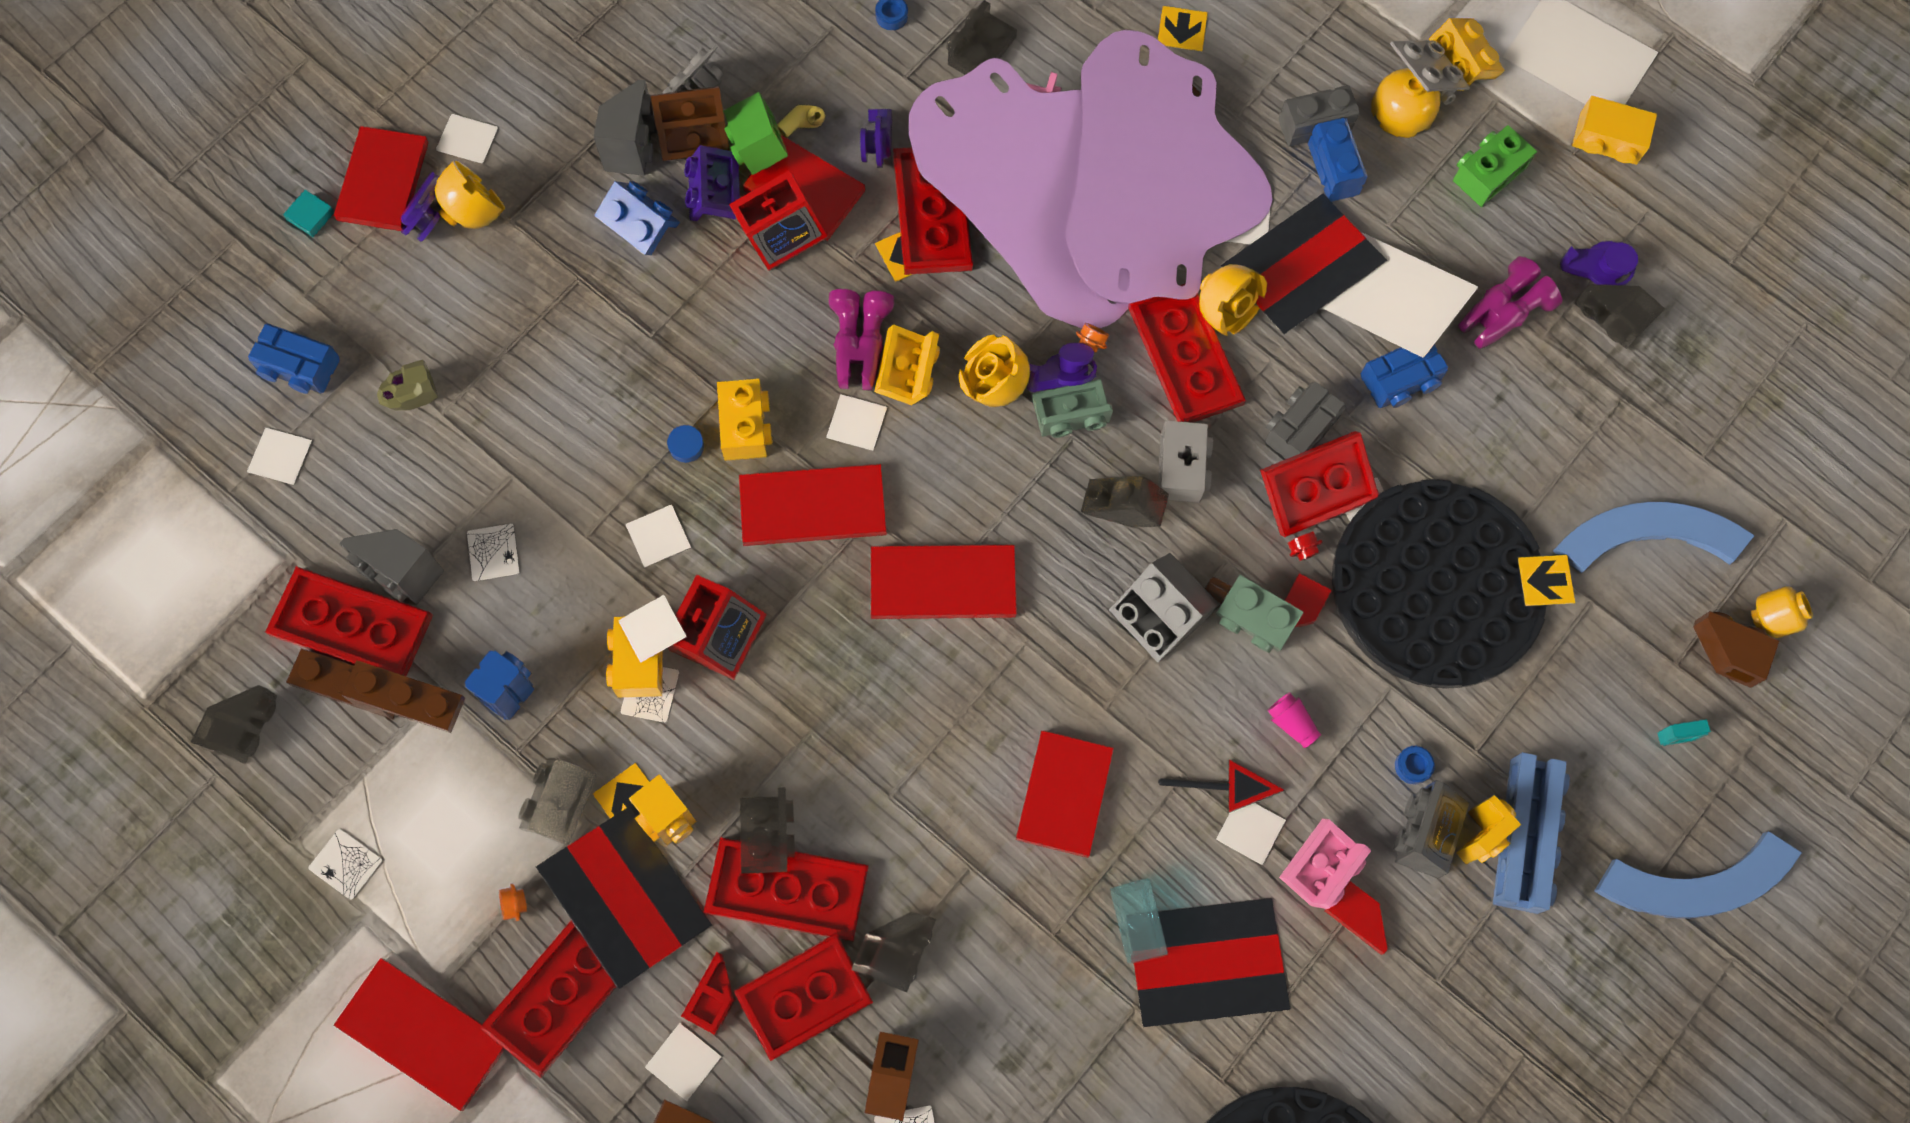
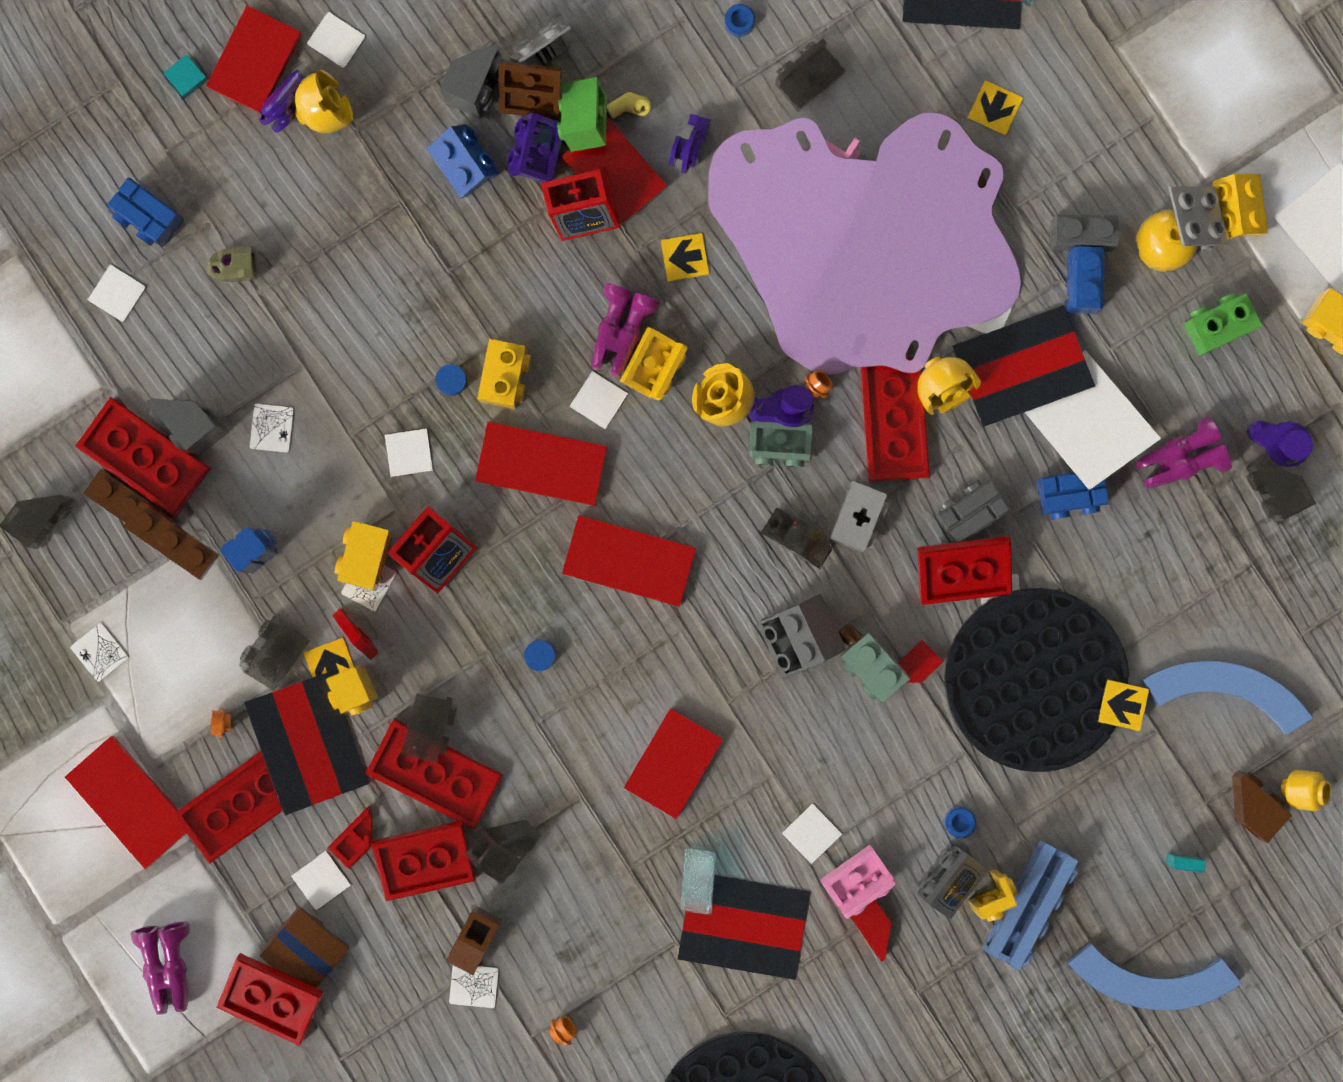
camera: 20 degrees right, 15 degrees up
(650, 750) = (355, 634): none -> red tile
(652, 628) = (380, 541): white sticker -> none
(872, 715) = (539, 655): none -> blue tile
(931, 226) = (707, 250): red tile -> none
(1243, 786) = (817, 799): piece -> none
(1294, 719) = (875, 759): dark pink cone -> none
(1304, 546) = (934, 618): red plate -> none

